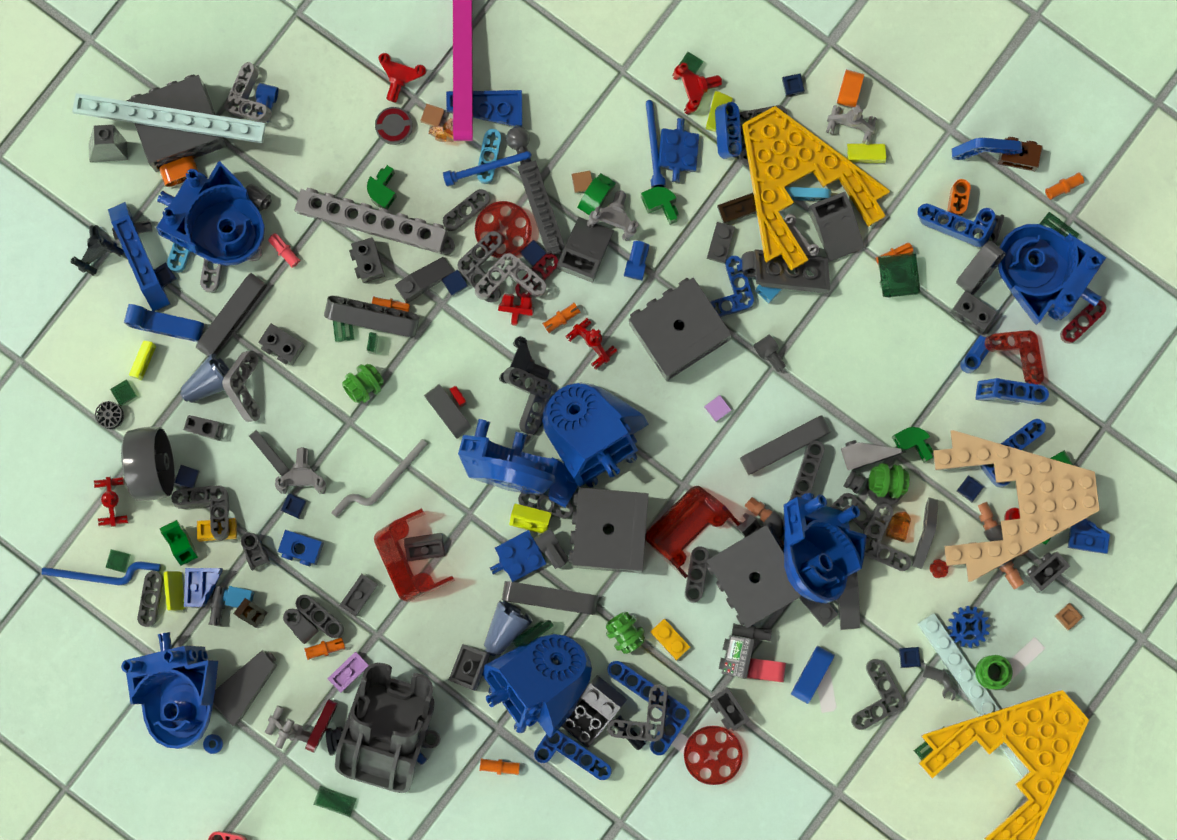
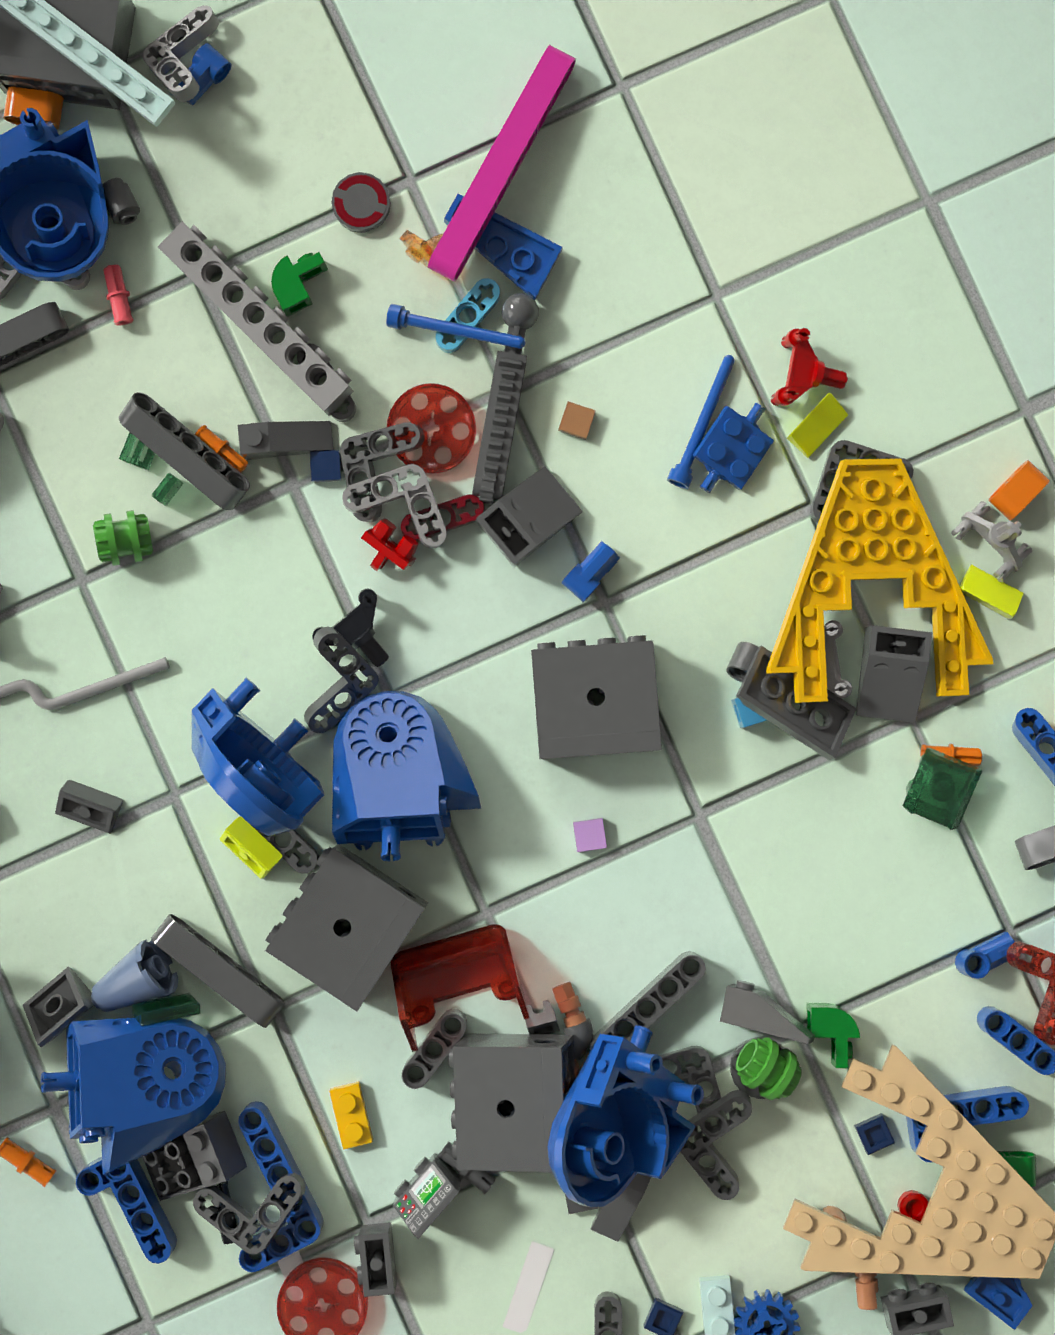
camera: 30 degrees right, 5 degrees up
(282, 344) = (43, 423): dark grey brick -> none
(367, 260) = (222, 370): dark grey brick -> none
(399, 75) = (405, 134): red axle -> none
(405, 583) = (33, 844): clear red windscreen -> none
(432, 115) = (421, 217): medium nougat tile -> none
(448, 411) = (219, 639): dark grey beam -> none
(451, 214) = (376, 385): dark grey beam -> none
(458, 396) = (244, 626): red tile -> none
(519, 556) = (210, 890): blue plate -> none
(532, 253) = (454, 482): dark blue tile -> none
(549, 545) = (255, 899): dark grey piece -> none
(561, 317) = (444, 593): orange pin -> none
(564, 486) = (316, 829): blue wing -> none
(592, 339) = (468, 650): red axle -> none
(596, 193) = (585, 448): green brick -> none
(615, 215) = (594, 492): light grey axle -> none
(625, 632) = (294, 1081): bright green piece -> none
(660, 198) = (668, 500): green brick -> none
(692, 62) = (819, 335): clear green tile -> none
(720, 242) = (720, 607): dark grey plate -> none
(733, 137) = (828, 450): blue beam -> none
(735, 298) = (697, 696): blue beam -> none
(737, 208) = (769, 573): dark brown plate -> none
(766, 670) = (459, 1232): coral beam -> none
(768, 349) = (703, 790): dark grey axle -> none
(785, 445) = (654, 936): dark grey beam -> none
(793, 84) = (942, 441): dark blue tile -> none
(808, 194) = (879, 606): medium azure beam -> none
(812, 674) = (517, 1271): blue beam -> none
(854, 481) = (720, 1039): dark grey wheel -> none
(898, 526) = (748, 1135): clear orange plate -> none
(928, 533) = (785, 1170): dark grey beam -> none
(939, 563) = (774, 1228): clear red plate -> none
(973, 312) = (1015, 895): dark grey brick -> none
(992, 530) = (874, 1210): nougat piece -> none
(996, 381) = (989, 1025): blue tile -> none

